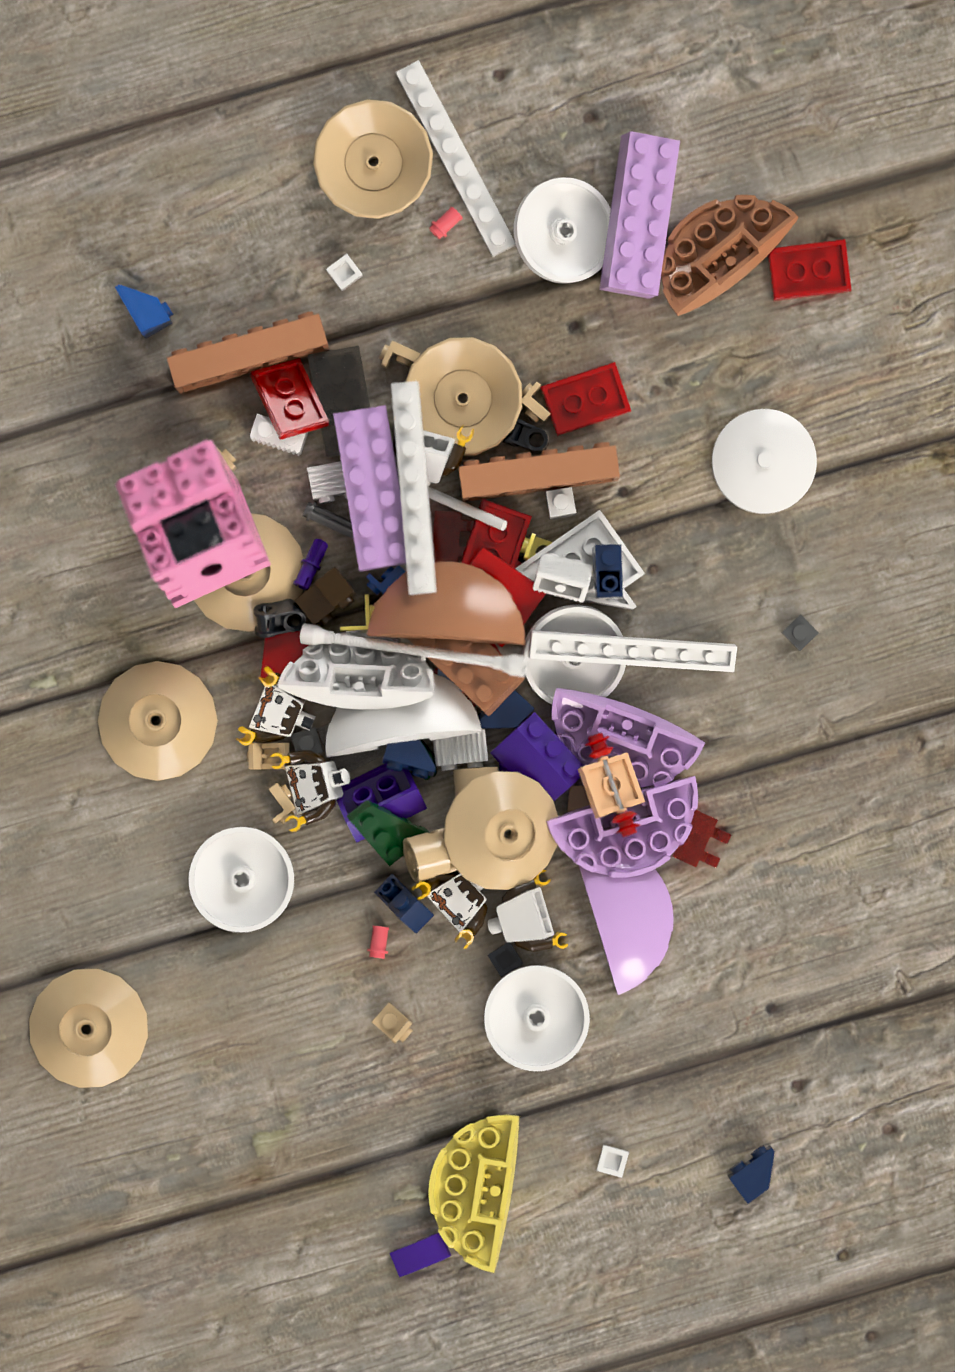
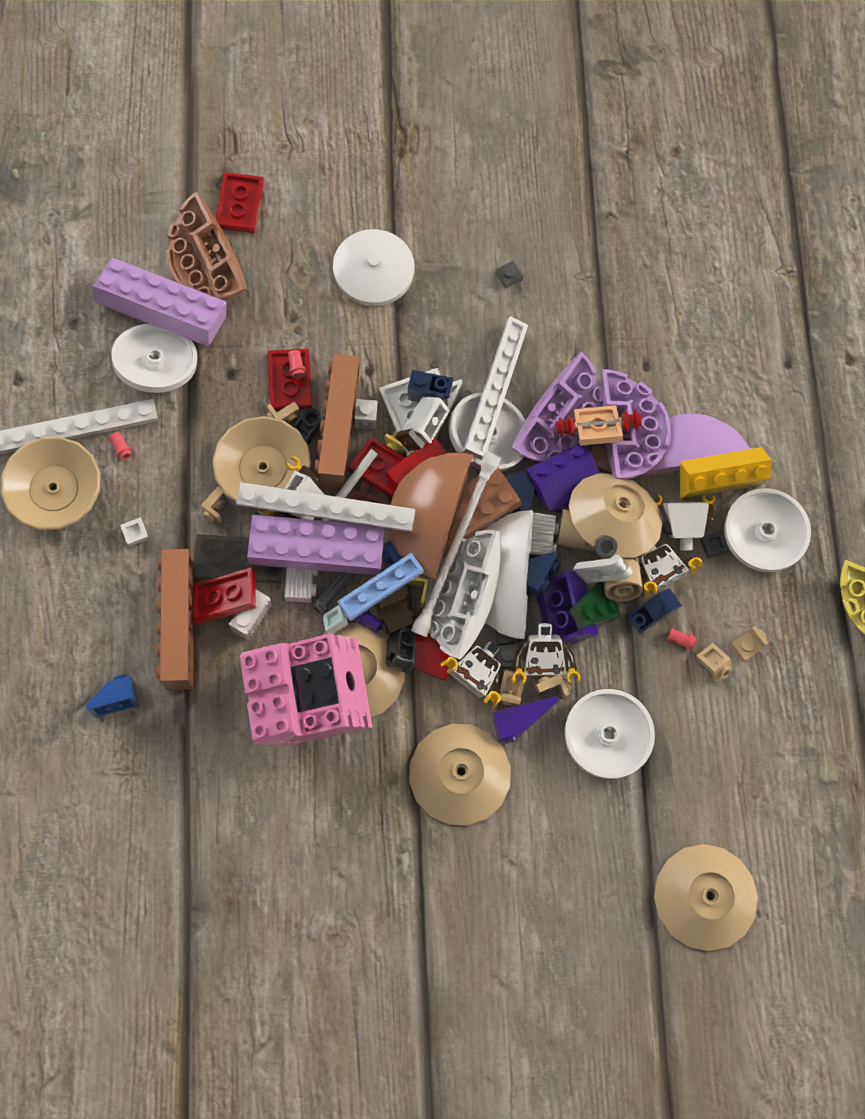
camera: 85 degrees left, 15 degrees down
(232, 771) = (517, 720): none -> dark purple slope
(296, 533) = (334, 620): none -> light aqua plate
(337, 575) = (380, 586): none -> light blue tile
(359, 987) = (716, 662): none -> tan bracket
(425, 829) = (603, 570): none -> white plate
(451, 824) = (605, 546): none -> dark grey tile
(530, 564) = (410, 439): none -> dark brown tile
(593, 950) = (724, 472): none -> yellow slope
(601, 402) = (297, 369): none -> coral pin
(693, 848) = (658, 386): clear red plate -> none

